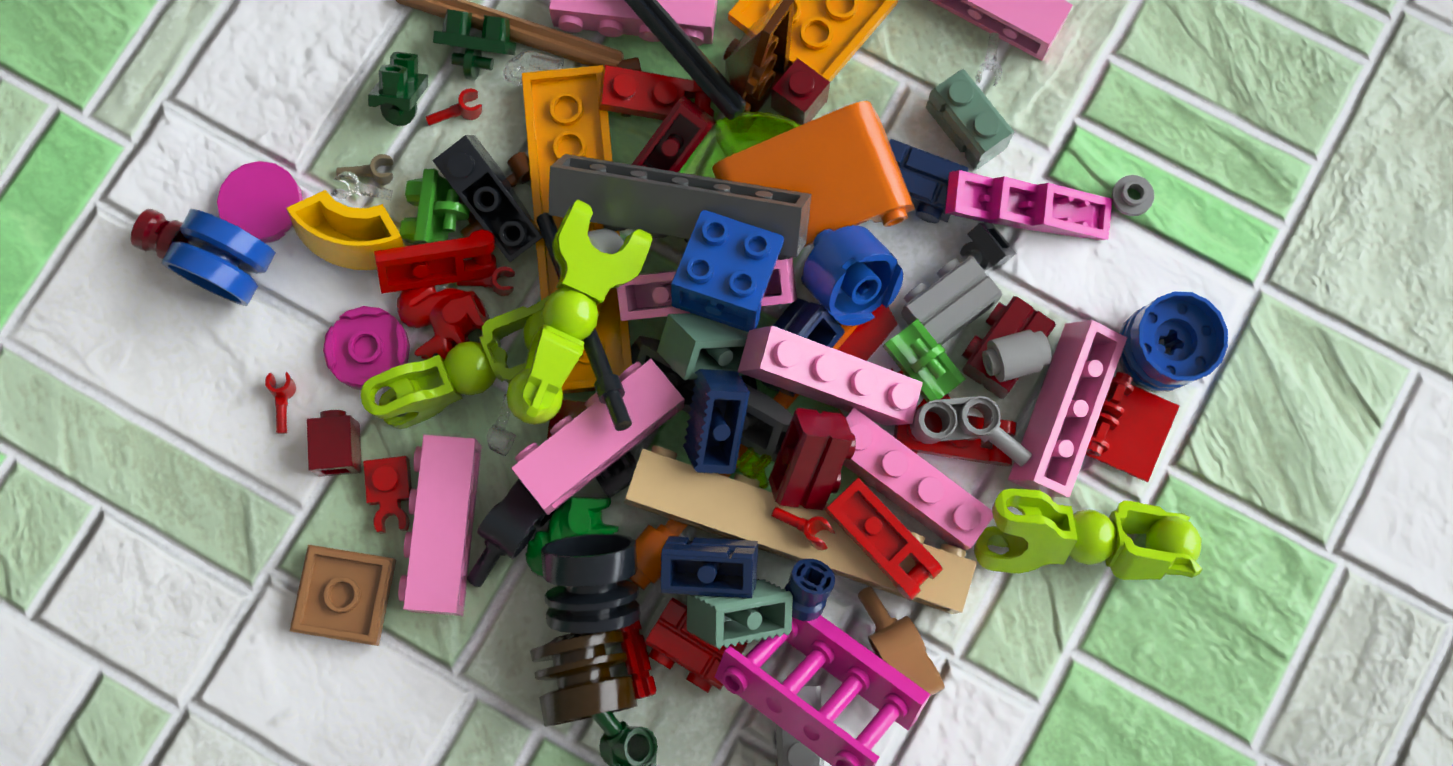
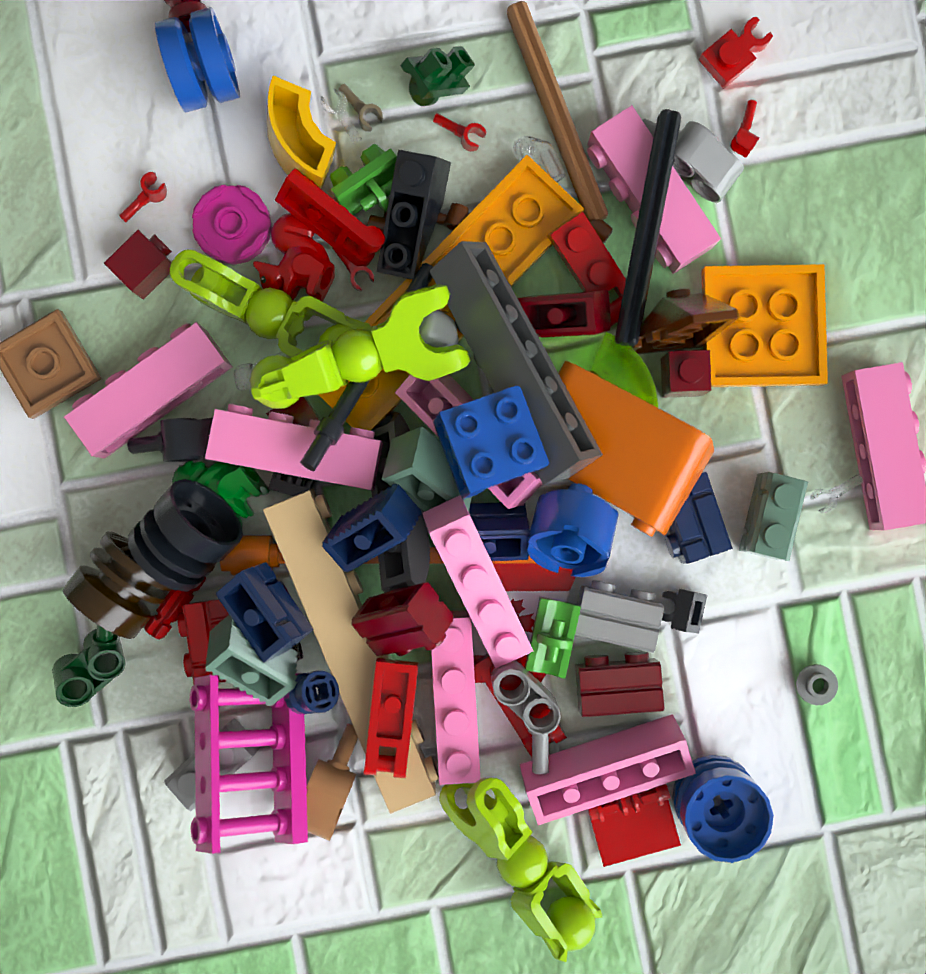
camera: 50 degrees right, 10 degrees up
(257, 199) = (270, 47): dark pink tile -> none
(388, 485) = (147, 326): red plate -> none
(457, 33) = (533, 110): dark green hips -> none
(754, 467) = (367, 579): clear neon green hand -> none
(808, 527) = (352, 657): red hand -> none
(1017, 355) = (612, 704): light grey brick -> none
(1028, 205) = (741, 615): dark pink slope -> none

